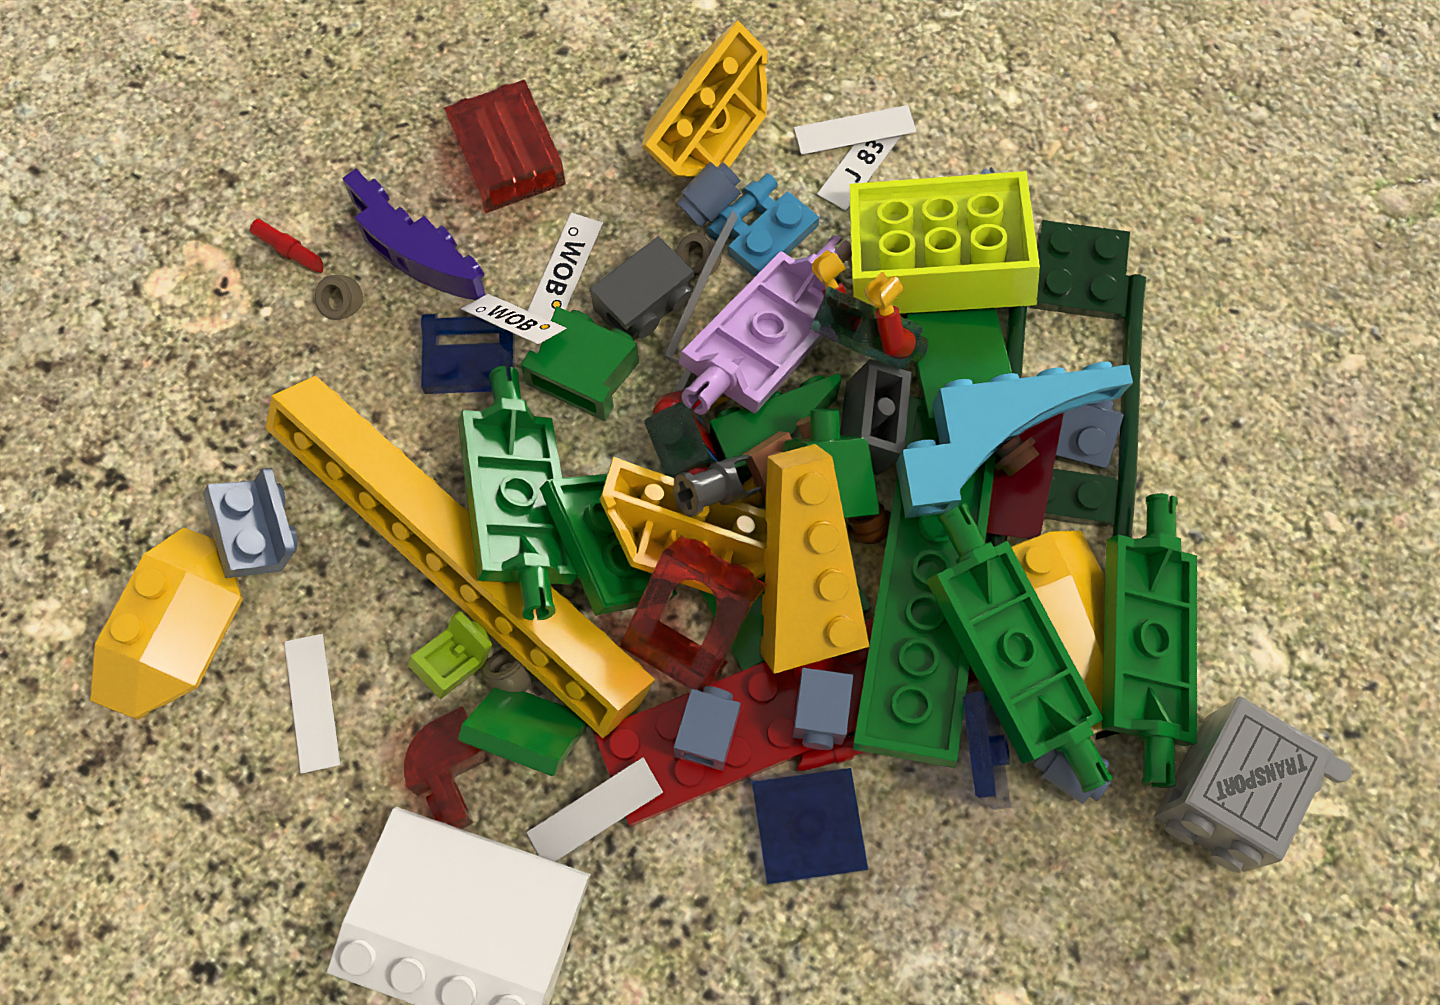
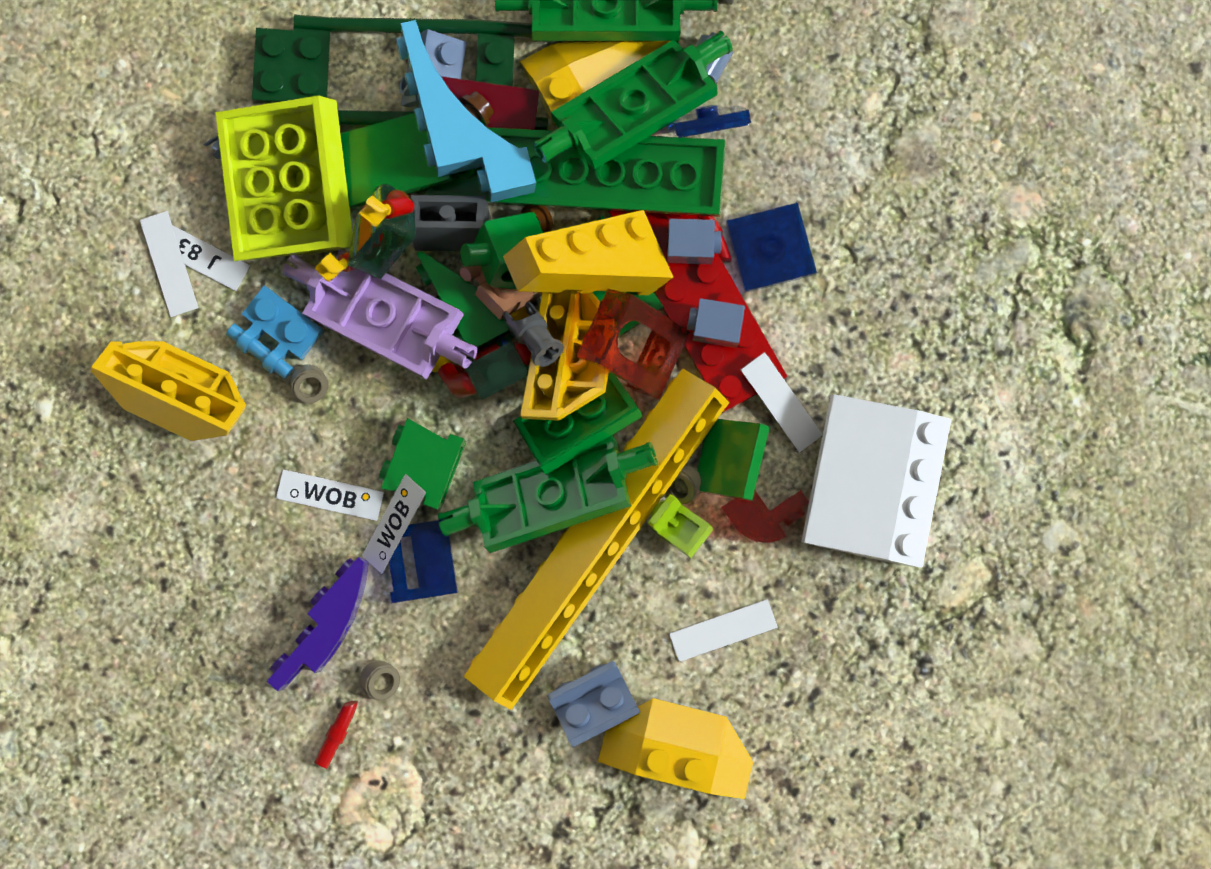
camera: 95 degrees left, 15 degrees up
(505, 145) = (220, 562): clear red brick -> none
(643, 290) = (352, 422): dark grey brick -> none
(689, 377) = (432, 378): light grey piece -> none
(709, 193) = (254, 378): sand blue brick -> none

